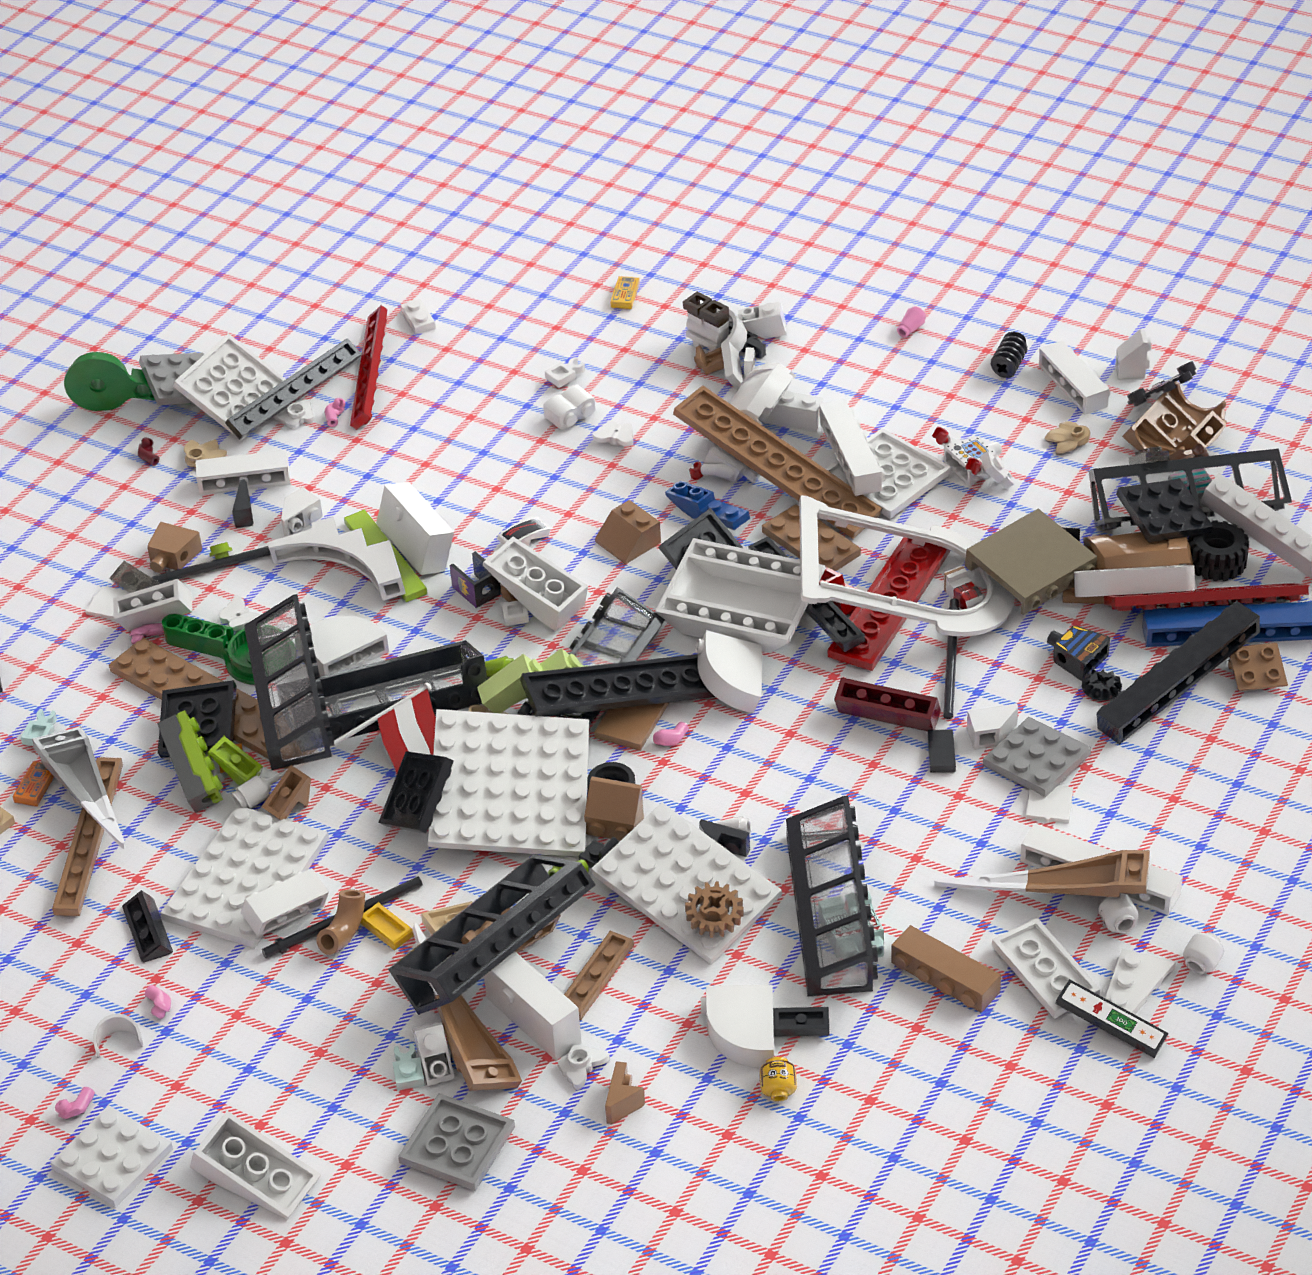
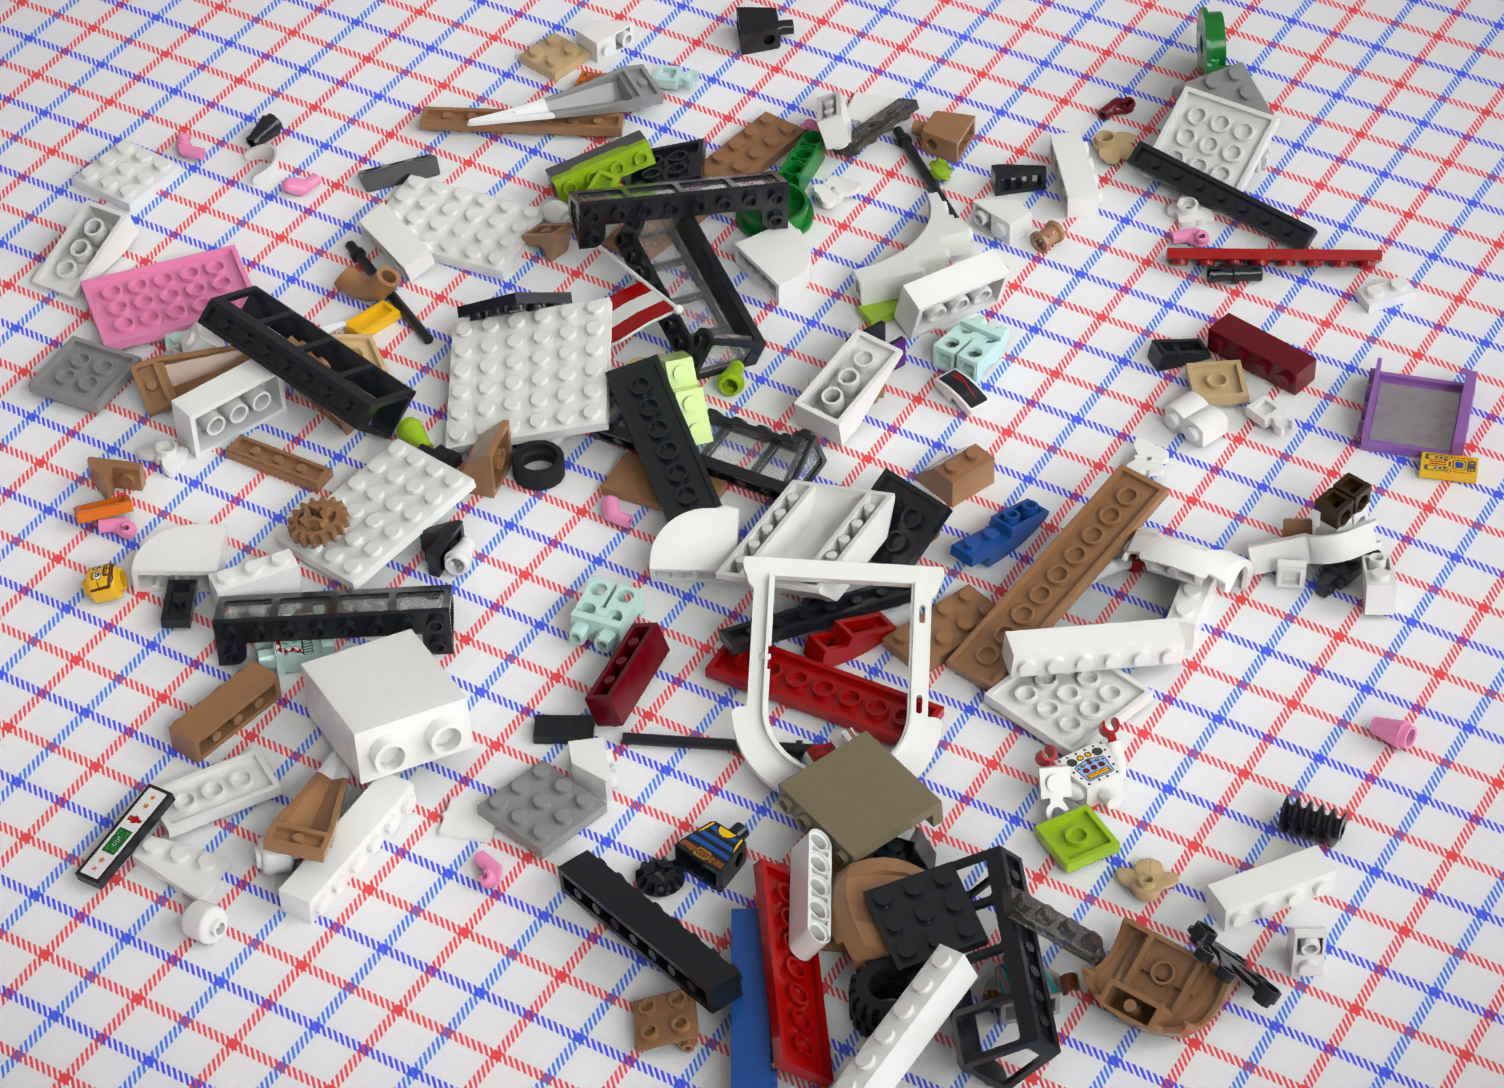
camera: 90 degrees right, 0 degrees up
(61, 1038) = (265, 130): none -> black cone
(328, 489) = (1047, 236): none -> medium nougat bush
(338, 1086) = (162, 296): none -> bright pink plate
(387, 388) = (1234, 273): none -> black pin
(475, 525) = (970, 347): none -> light aqua hips
(482, 421) = (1173, 353): none -> black slope
(492, 374) = (1262, 353): none -> dark red brick
(523, 397) = (1218, 382): none -> tan plate
(566, 300) = (1415, 414): none -> panel
(666, 1098) = (103, 509): none -> orange tile
(688, 1083) = (120, 526): none -> bright pink arm
(776, 964) = (263, 575): none -> white brick
(809, 728) = (605, 616): none -> light aqua hips
(958, 836) = (386, 706): none -> white brick
(1035, 467) = (1077, 838): none -> lime plate
(1110, 781) = (491, 870): none -> bright pink arm

